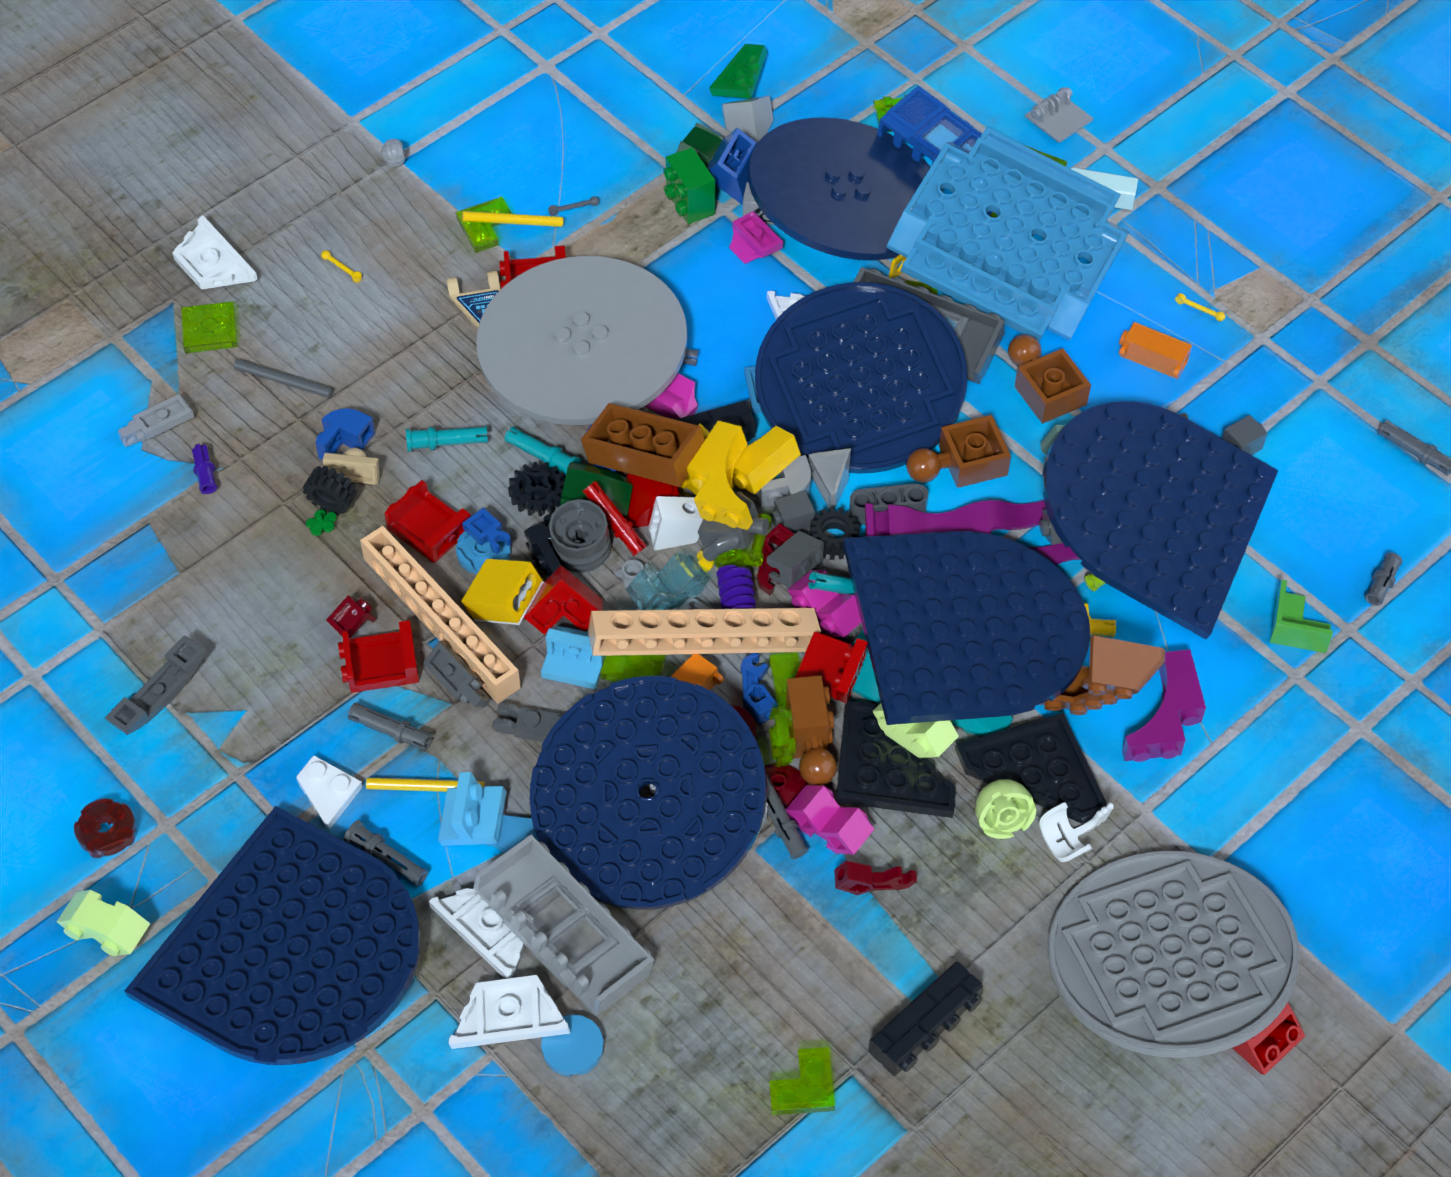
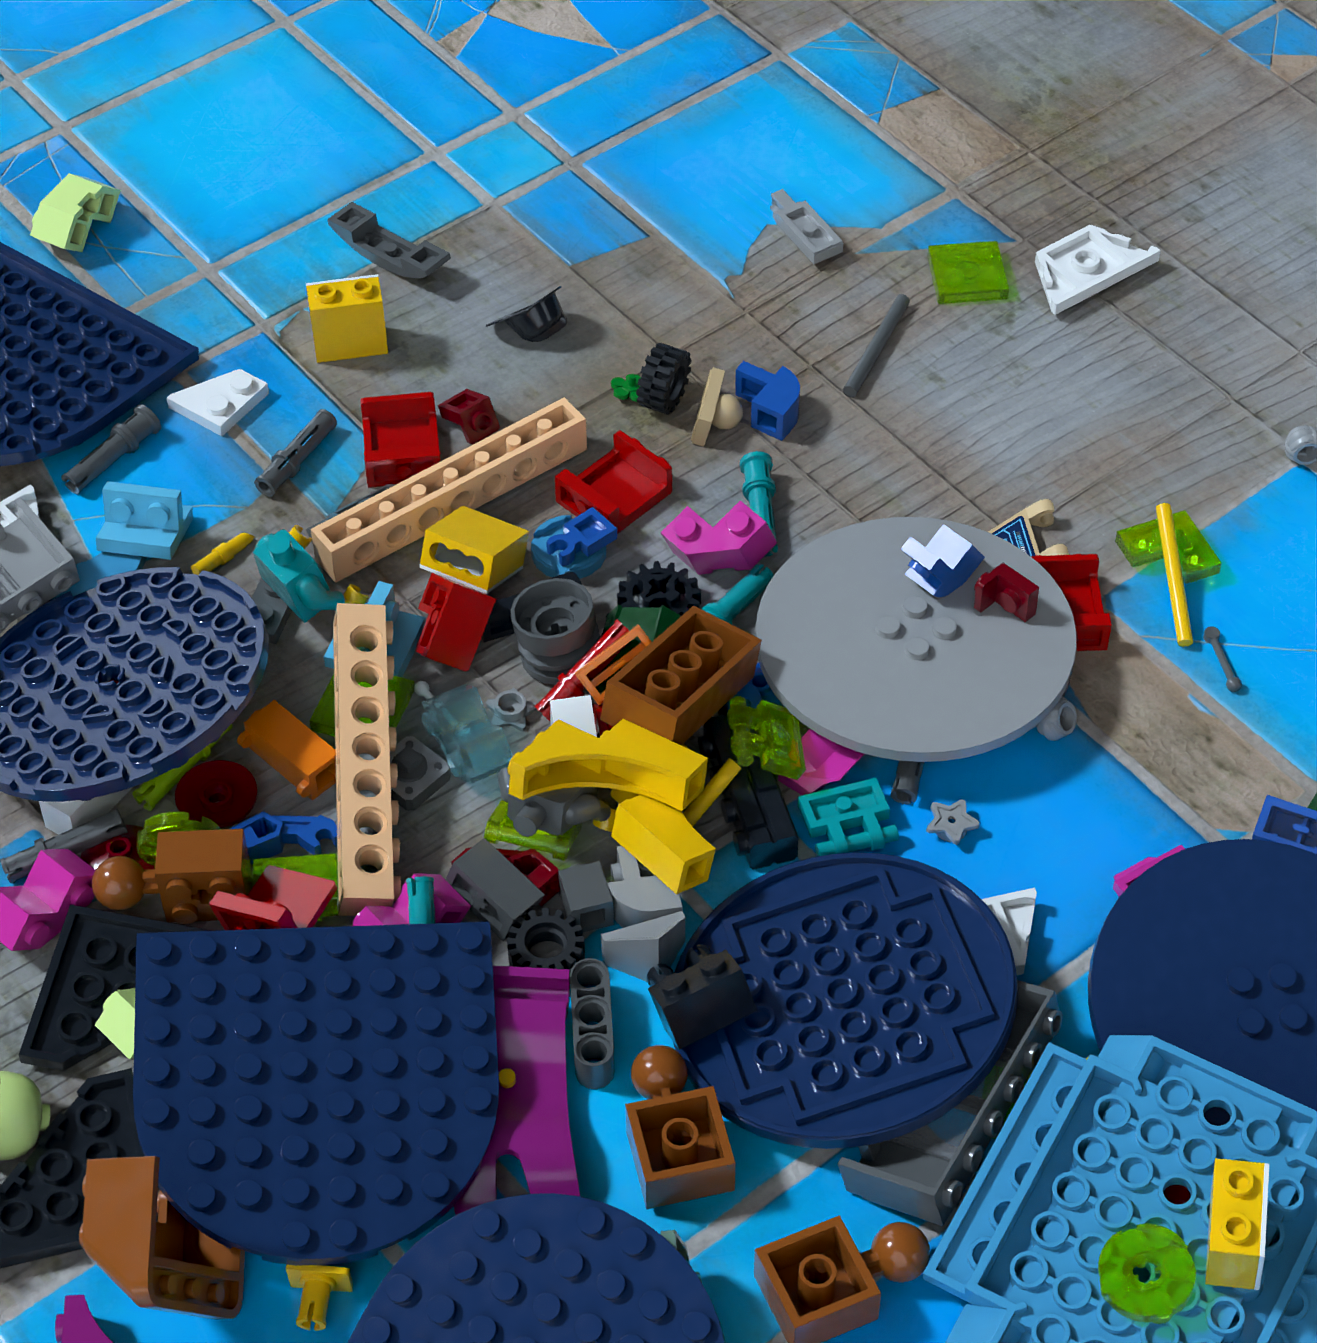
camera: 95 degrees right, 5 degrees down
(110, 842) = (221, 223): clear red plate -> none
(204, 469) = (724, 273): dark purple axle -> none
(247, 583) = (537, 320): none -> black piece
(257, 696) = (347, 318): none -> yellow piece
(356, 276) = (1066, 415): yellow hinge -> none
(412, 784) = (206, 491): yellow bar -> none
(493, 765) = (222, 553): none -> yellow piece
(495, 440) = (733, 542): none -> dark pink brick
(533, 314) = (943, 563): none -> brick
(535, 692) = (296, 575): none -> teal torso
(556, 281) = (1008, 589): none -> dark red bracket
(617, 492) = (590, 685): none -> orange tile
(679, 407) = (776, 740): none -> clear neon green plate
(689, 185) = (1242, 777): green brick -> none
(711, 387) = (846, 808): none -> teal plate
(714, 341) = (951, 831): none -> light grey plate
(735, 588) = (440, 815): dark purple piece -> none
(882, 440) = (701, 997): none -> black brick
(1025, 174) = (1237, 1224): none -> yellow piece
(1040, 236) = (1153, 1300): none -> clear neon green plate

